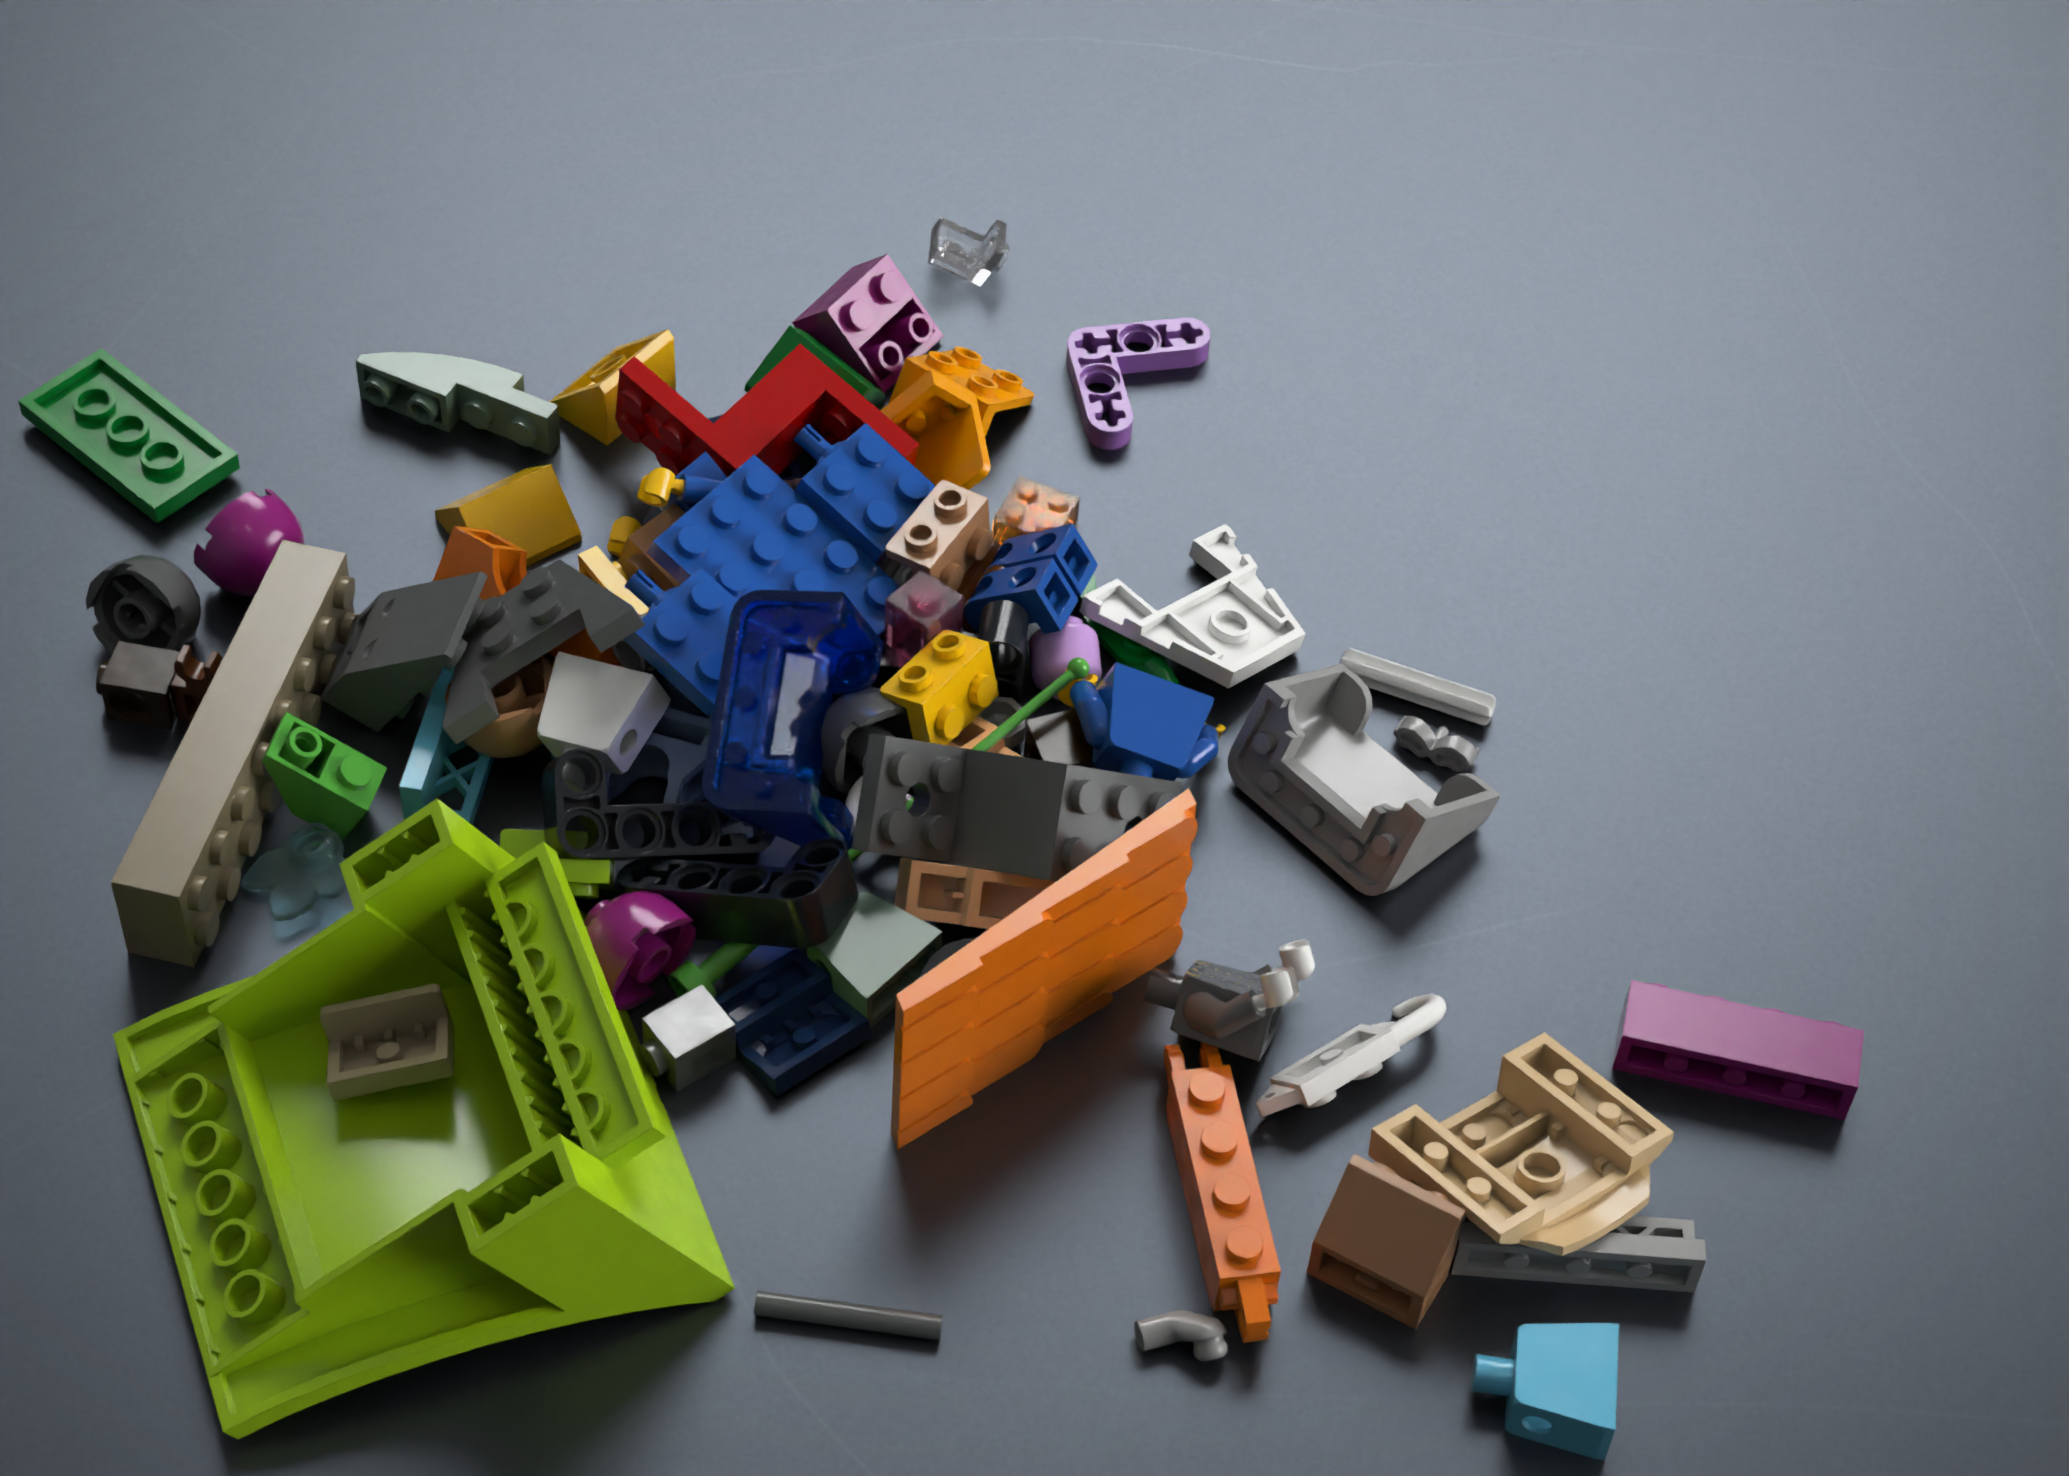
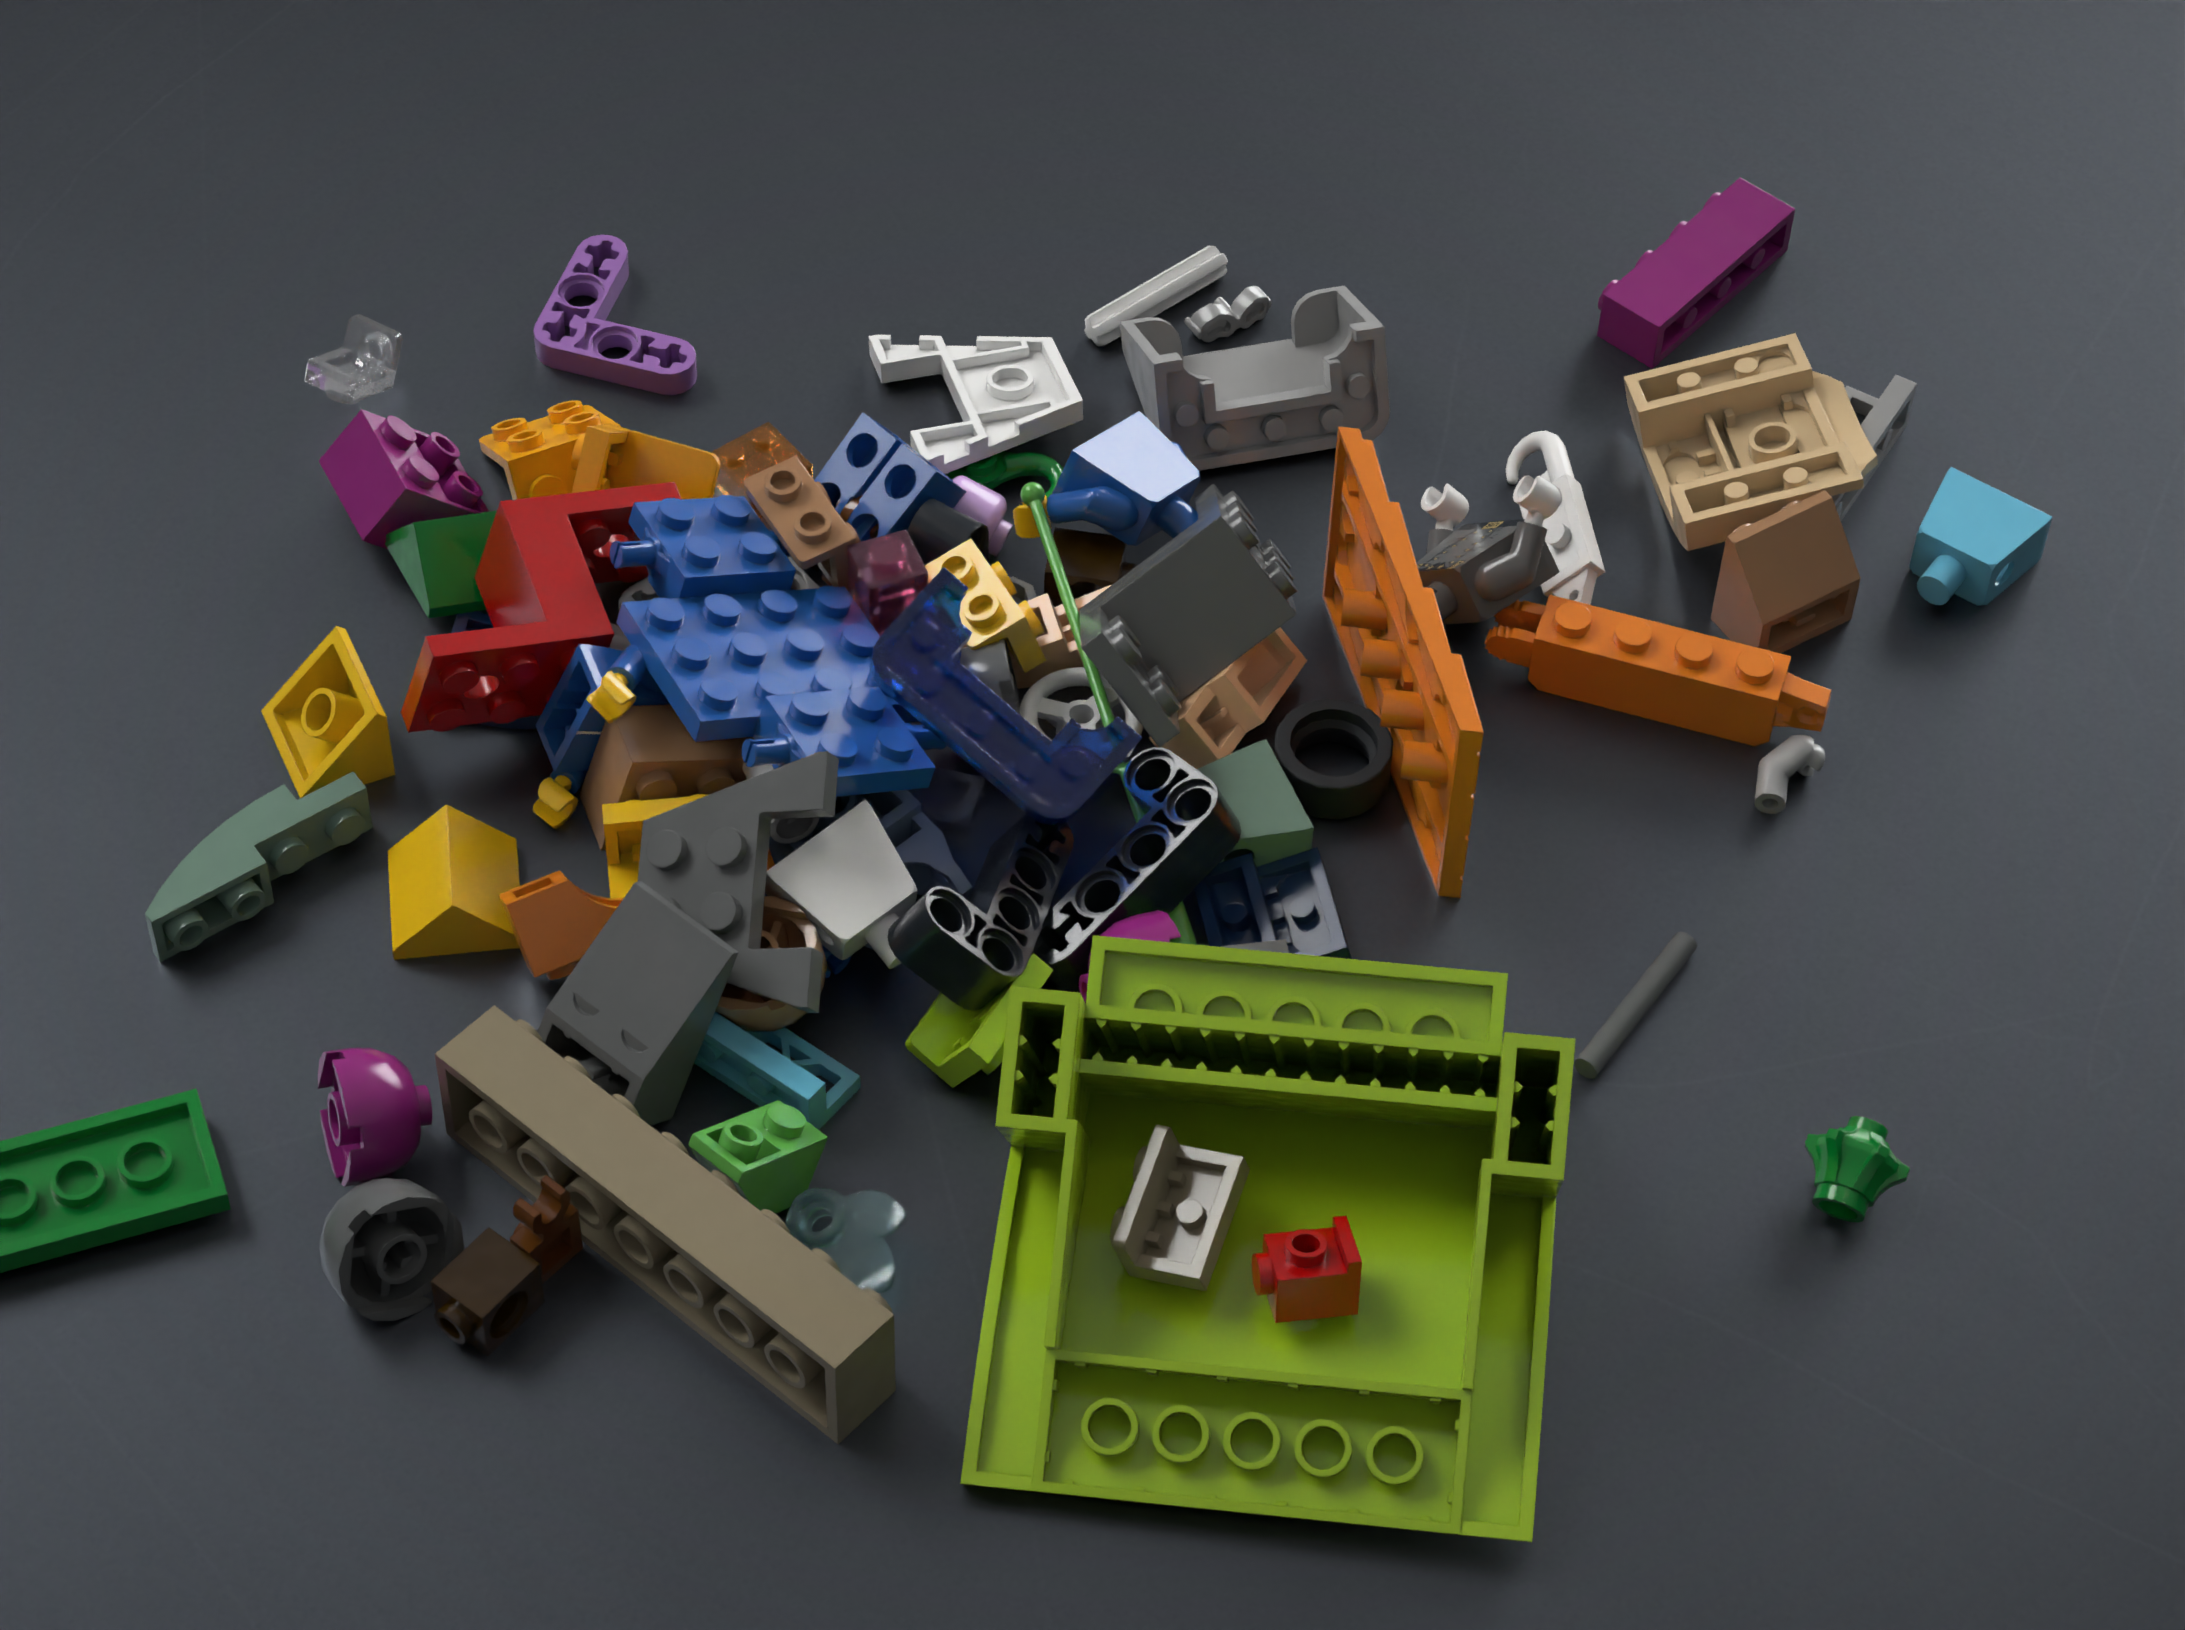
camera: 60 degrees left, 0 degrees up
(377, 1157) = (1309, 1272): none -> red brick

